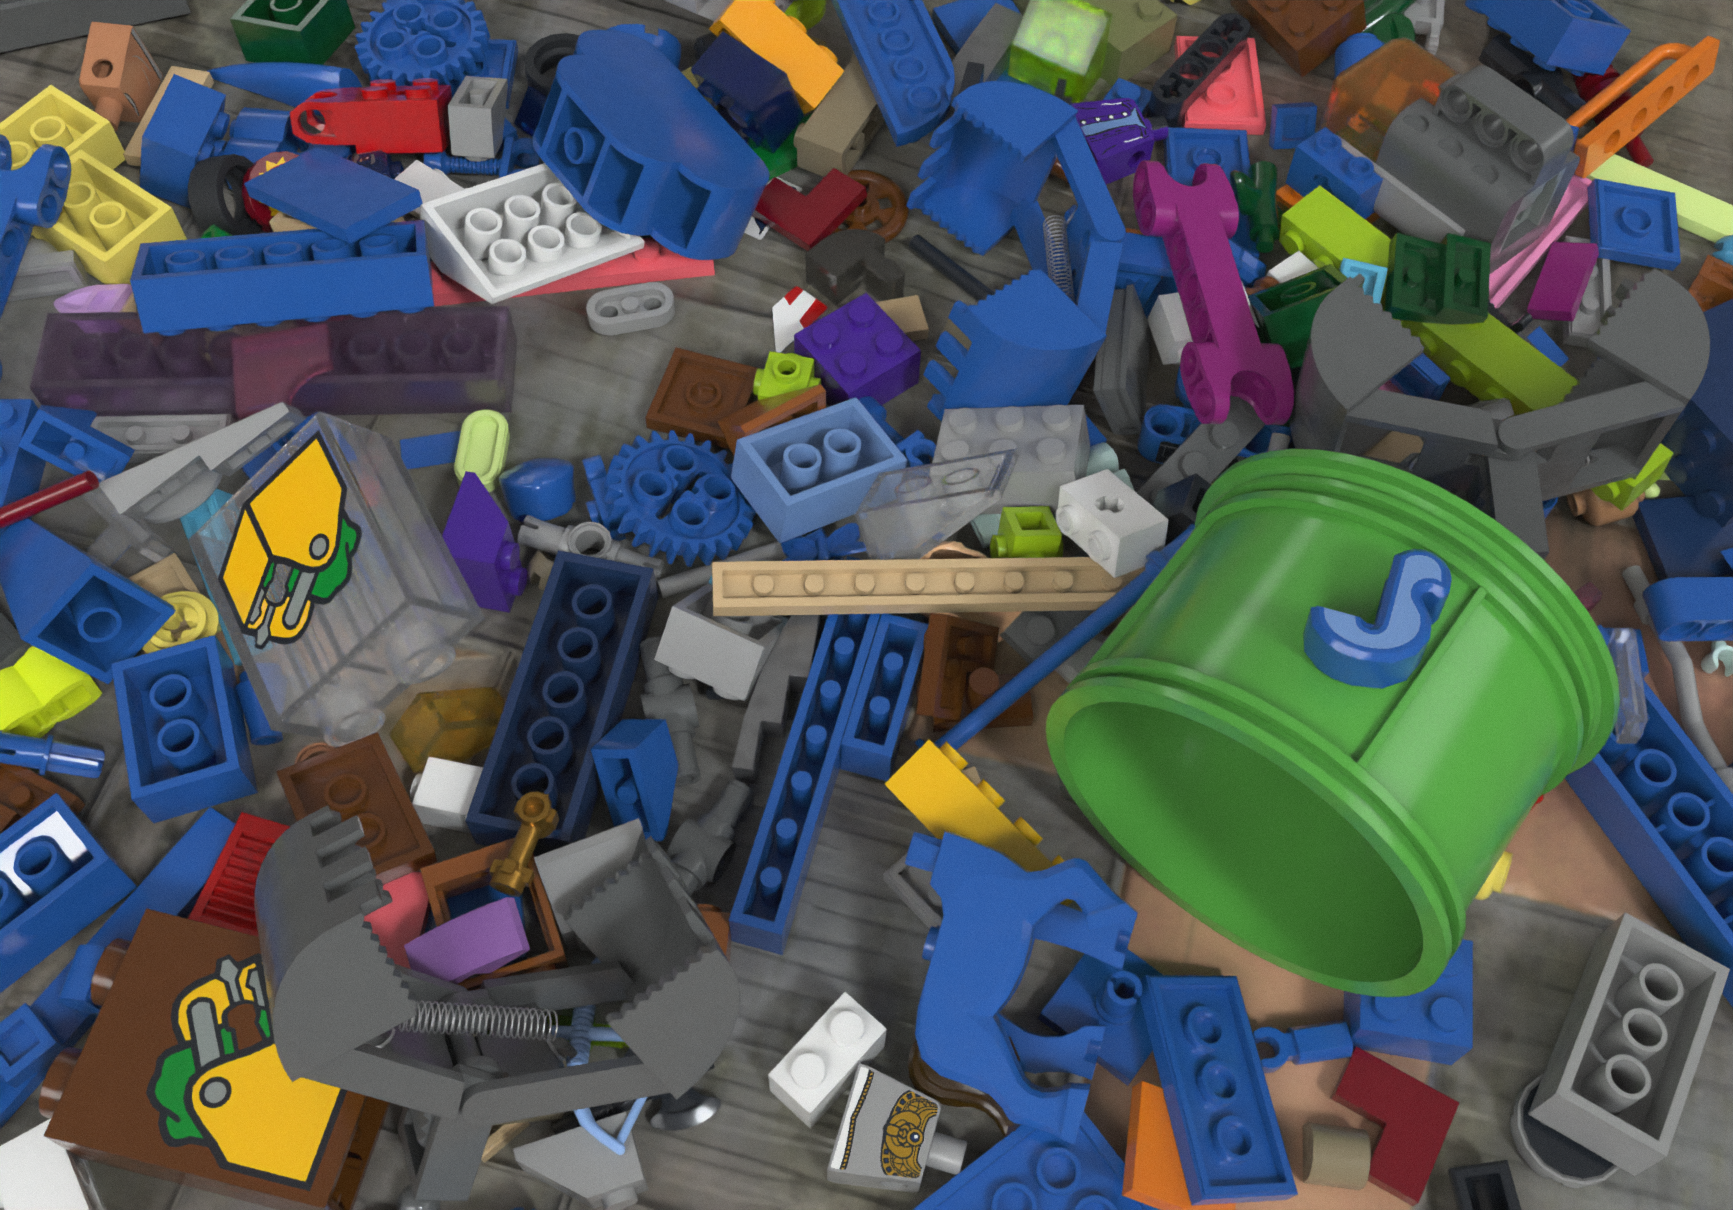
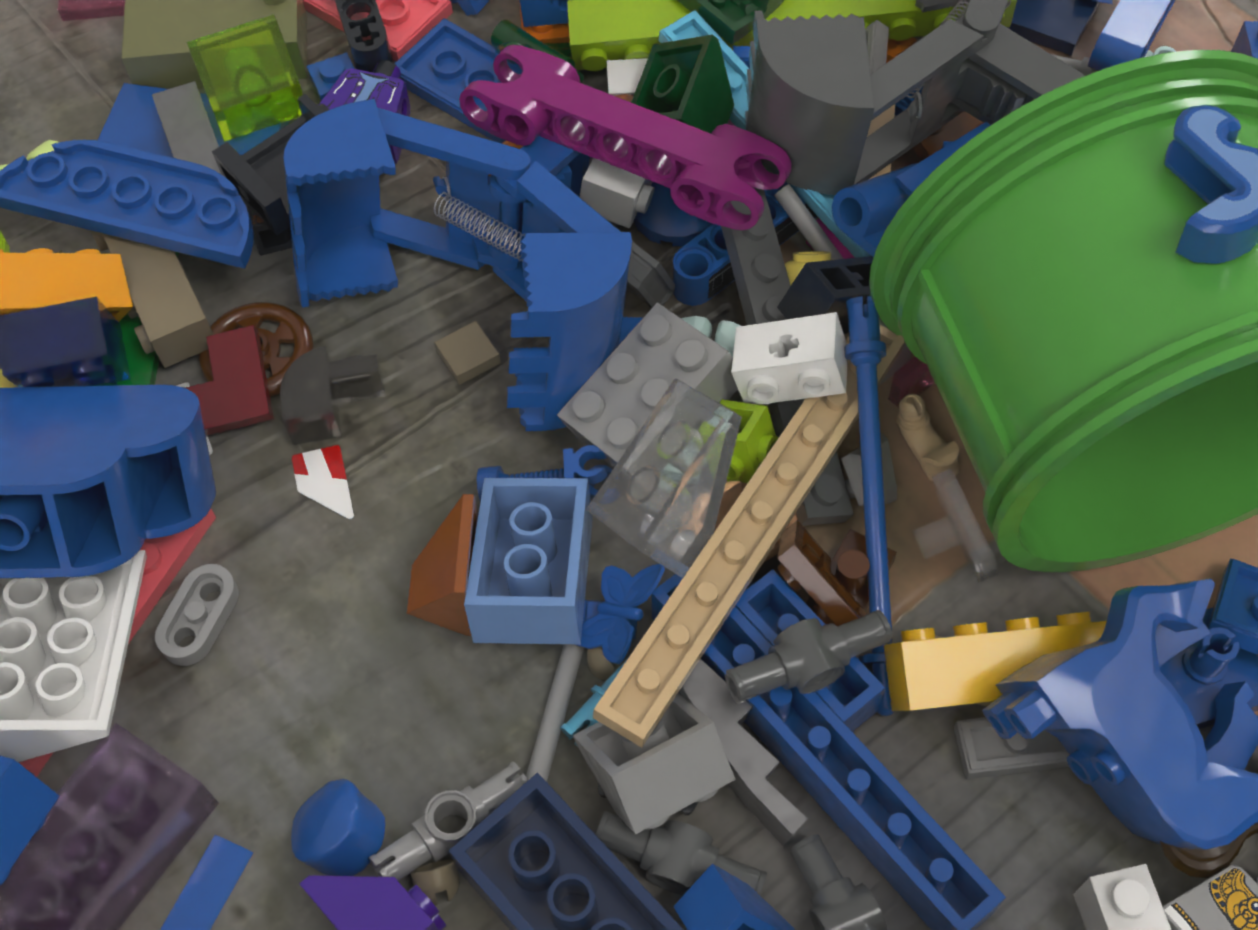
camera: 50 degrees left, 0 degrees up
(483, 447) = (242, 861): yellowish green tile -> none
(596, 508) = (407, 778): blue plate -> none
(658, 473) = (426, 718): blue gear -> none
(699, 393) = (355, 613): reddish brown plate -> none
(784, 374) = (406, 526): lime brick -> none
(860, 353) = (425, 452): dark purple brick -> none
(868, 682) = (808, 656): none -> dark grey pin
(907, 315) = (408, 393): tan tile -> none
(949, 268) = (425, 315): black bar -> none

